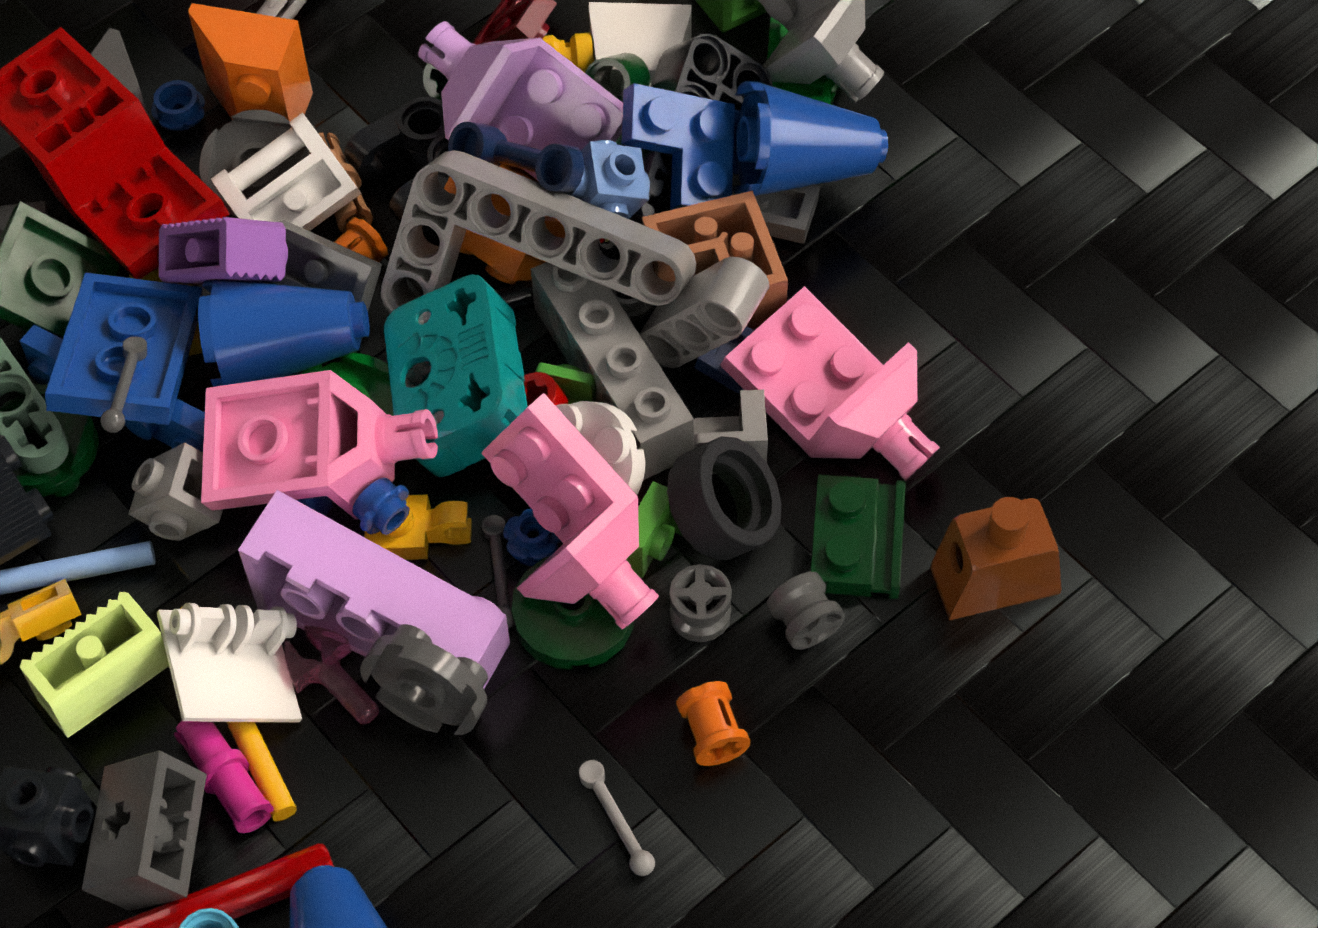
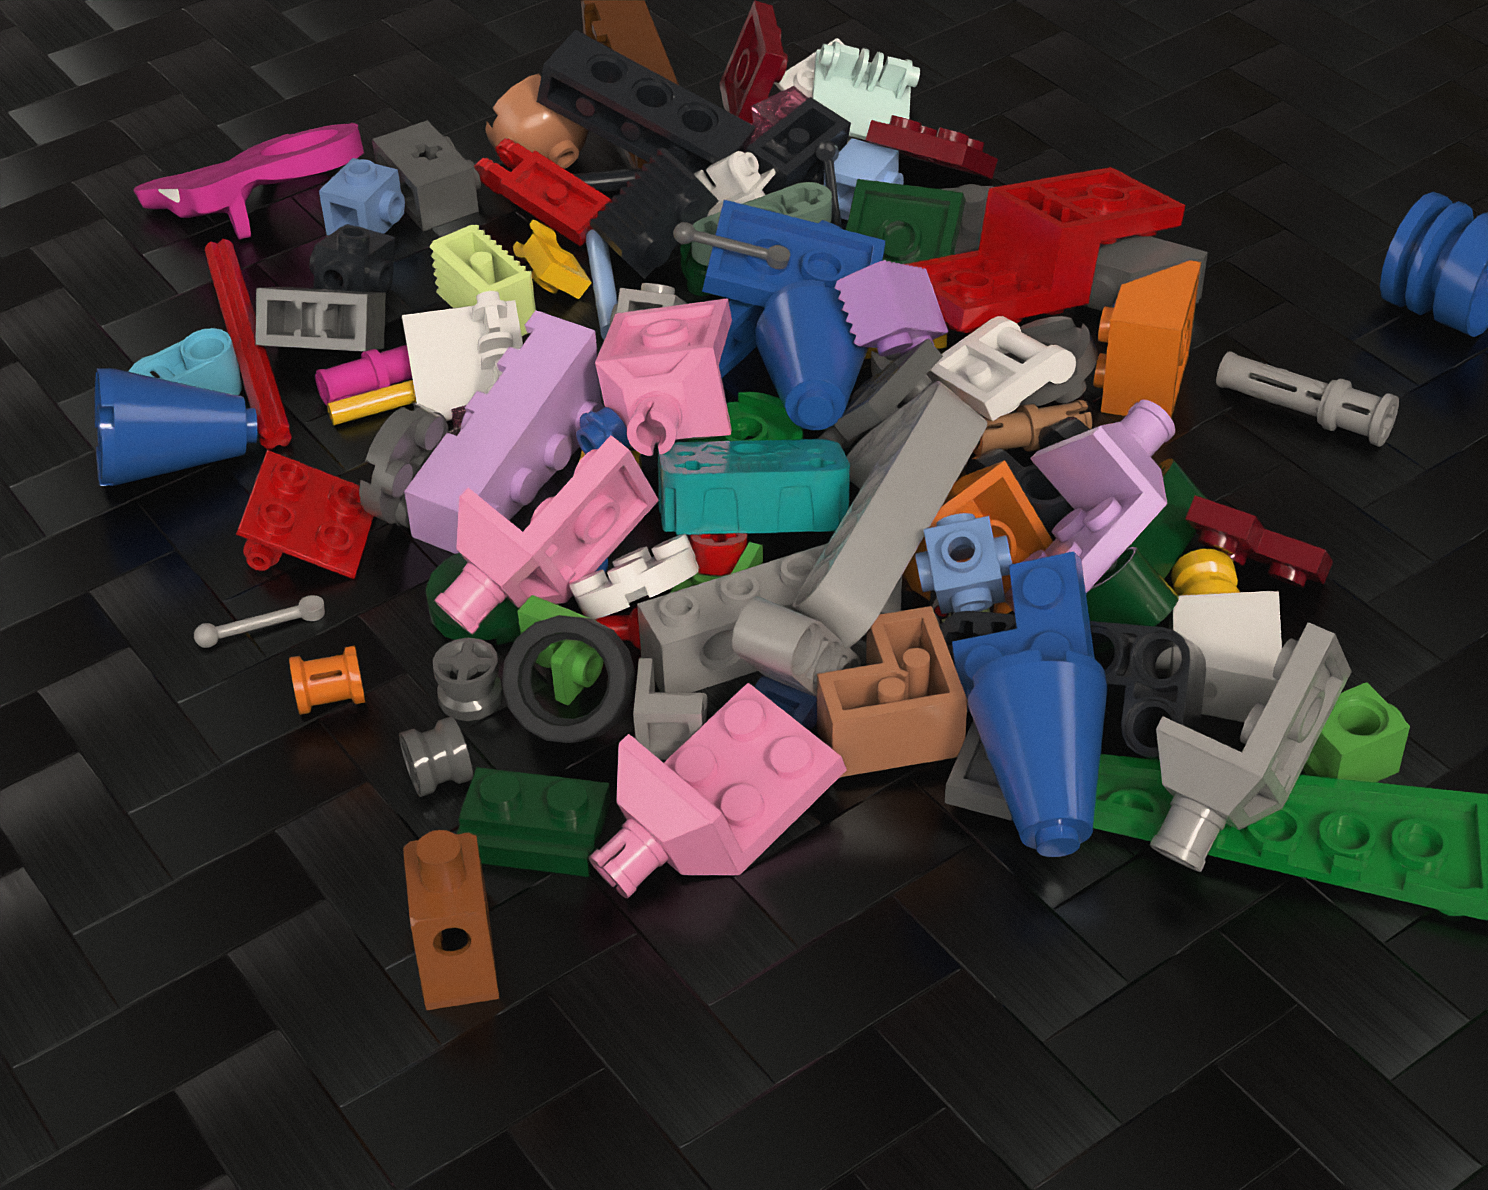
camera: 95 degrees right, 15 degrees down
(471, 791) = (304, 516): none -> red hinge
(556, 166) = (1016, 475): dark blue bar -> none

